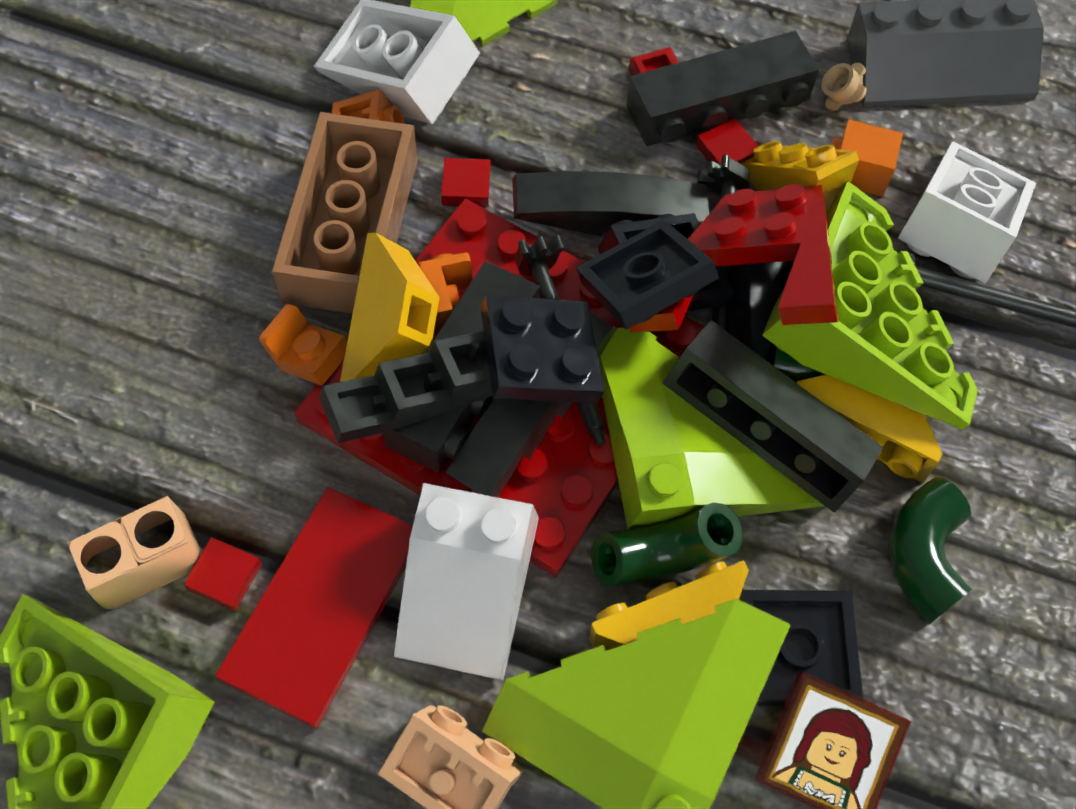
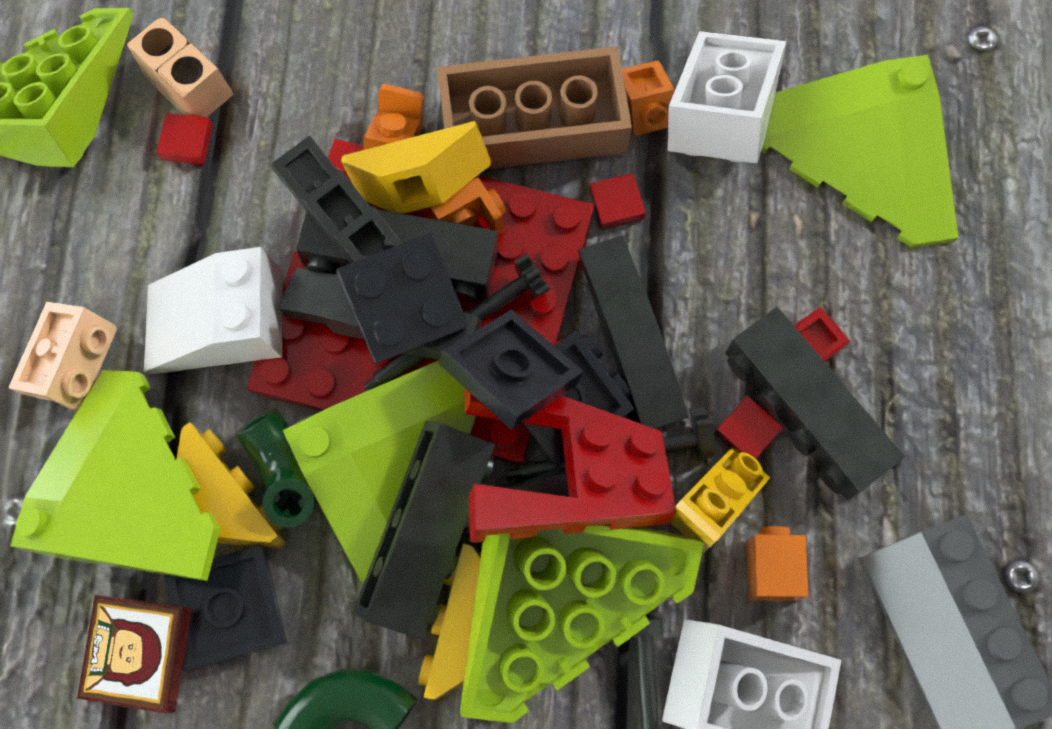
camera: 75 degrees right, 10 degrees up
(319, 608) = (173, 215): red tile -> none
(843, 85) = (867, 528): tan plate -> none

